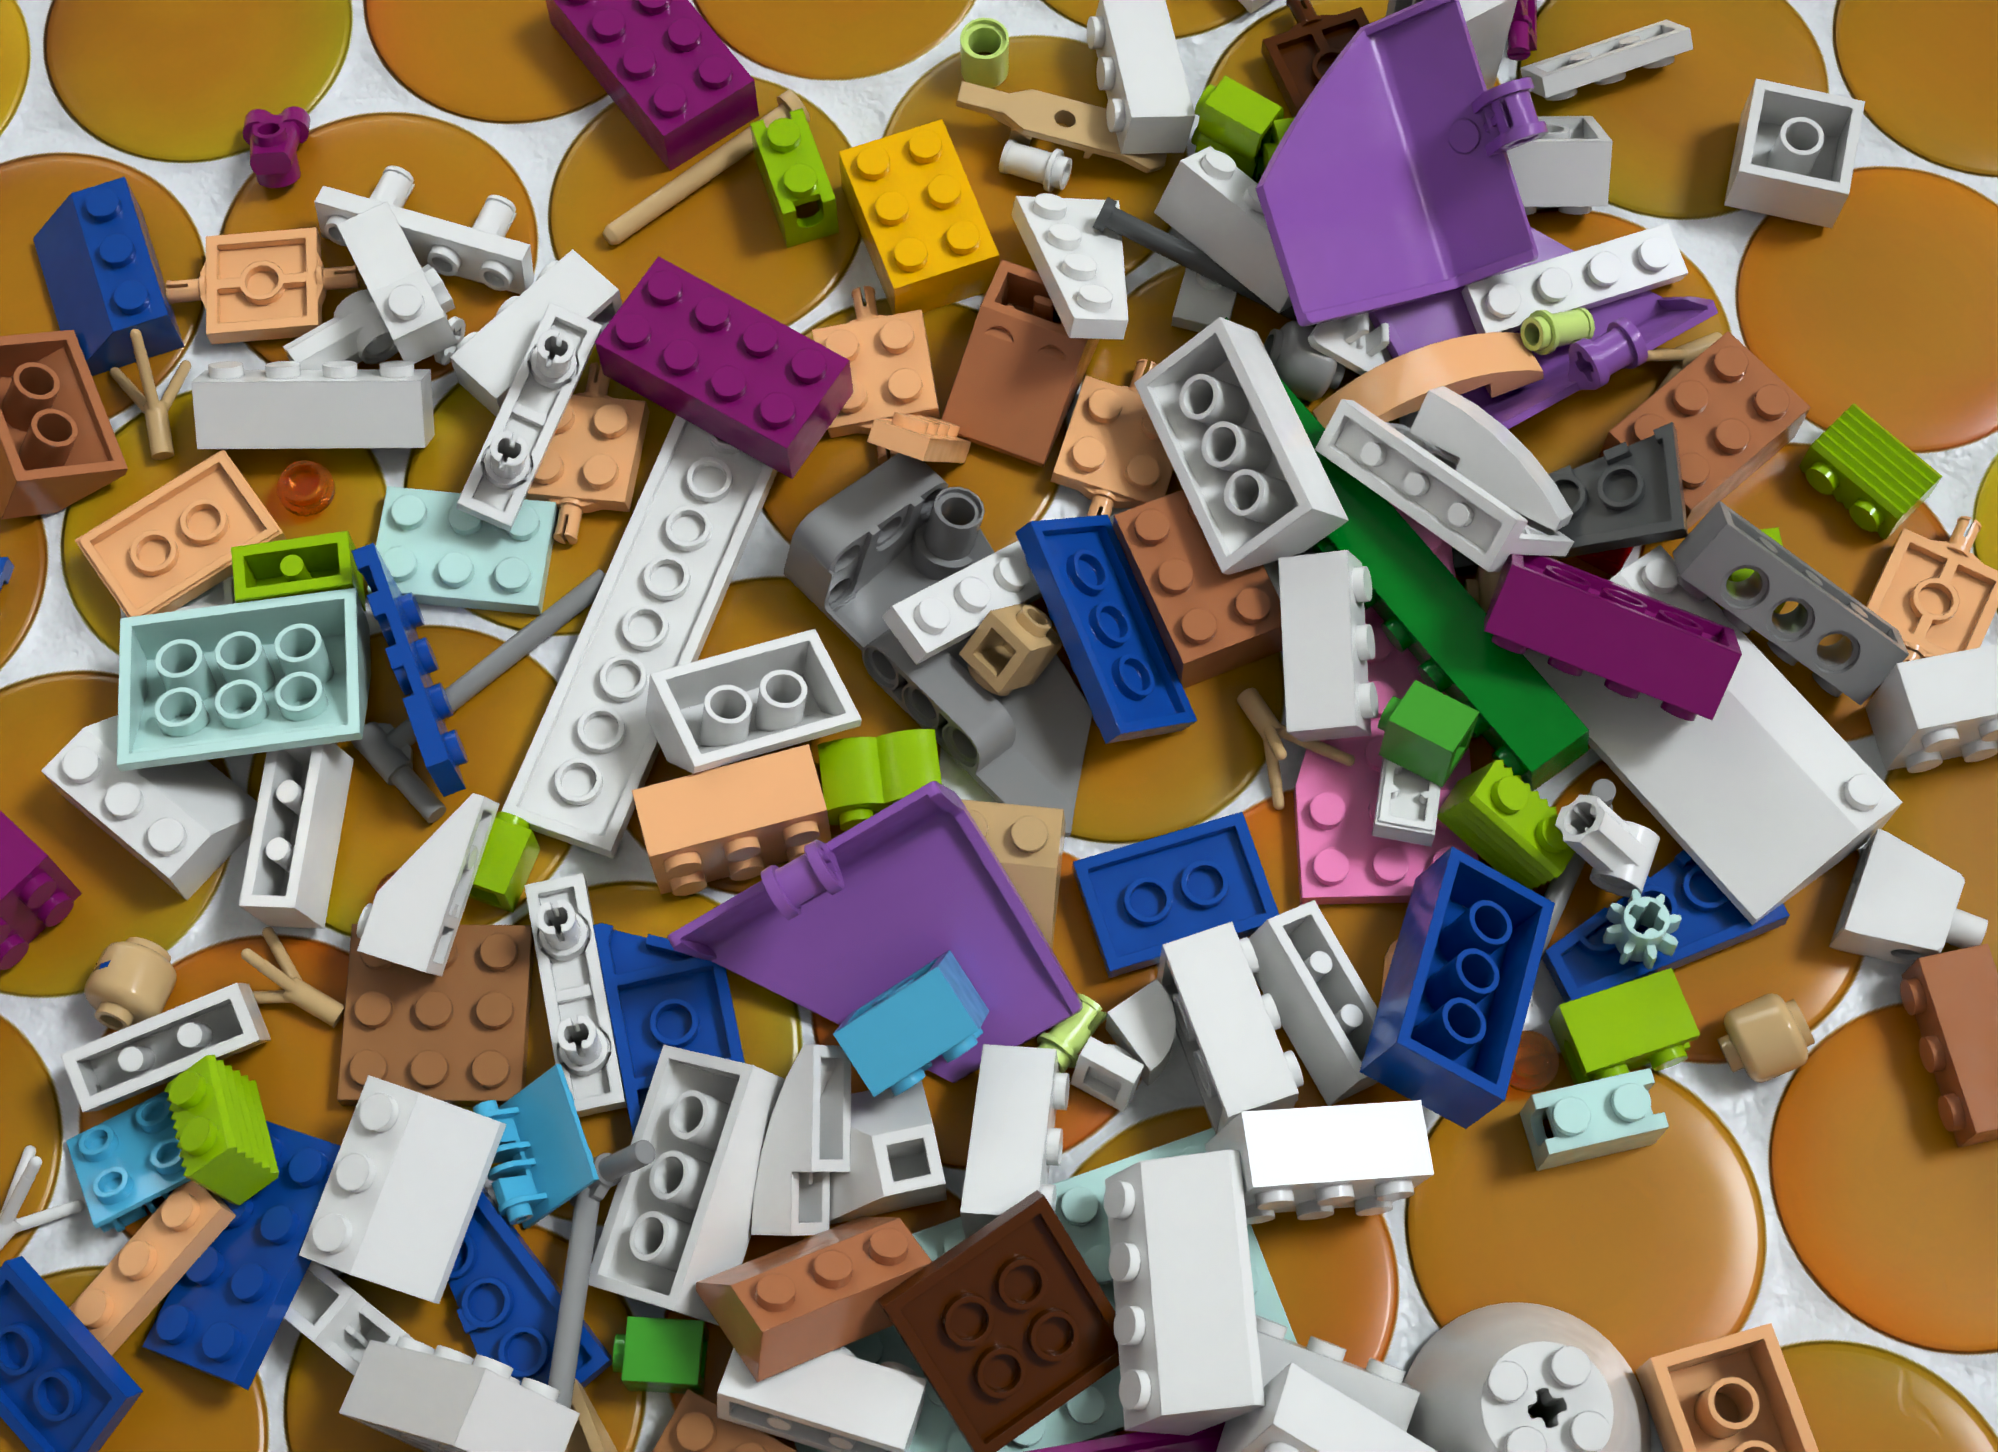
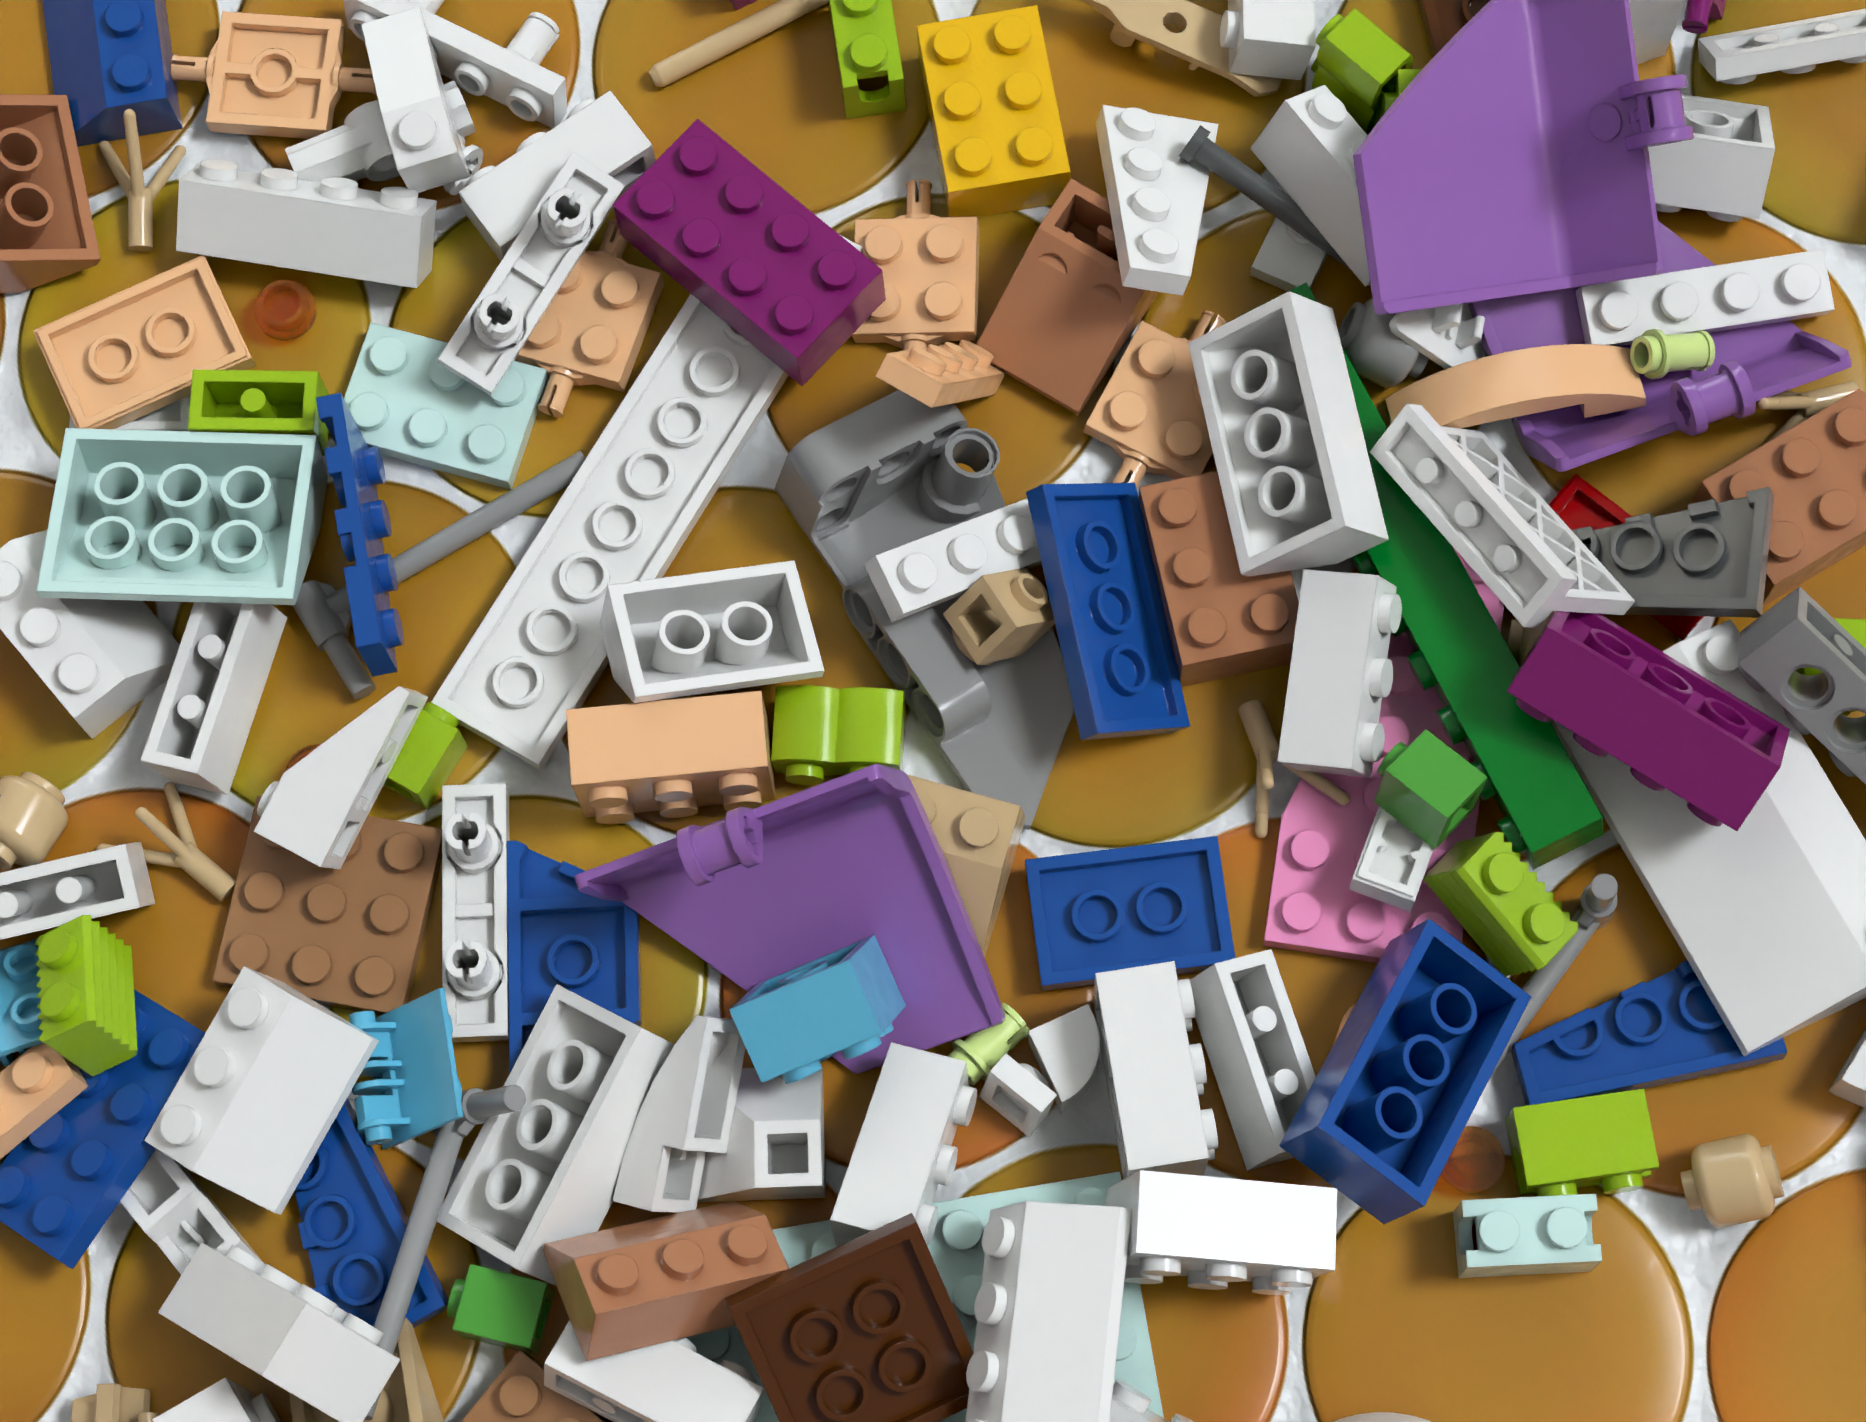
camera: 15 degrees right, 5 degrees up
(1036, 165) = (1134, 68): white pin -> none
(1491, 457) = (1560, 494): white slope -> none
(1614, 847) = (1607, 948): white piece -> none
(1647, 912) = (1626, 1057): light aqua gear -> none

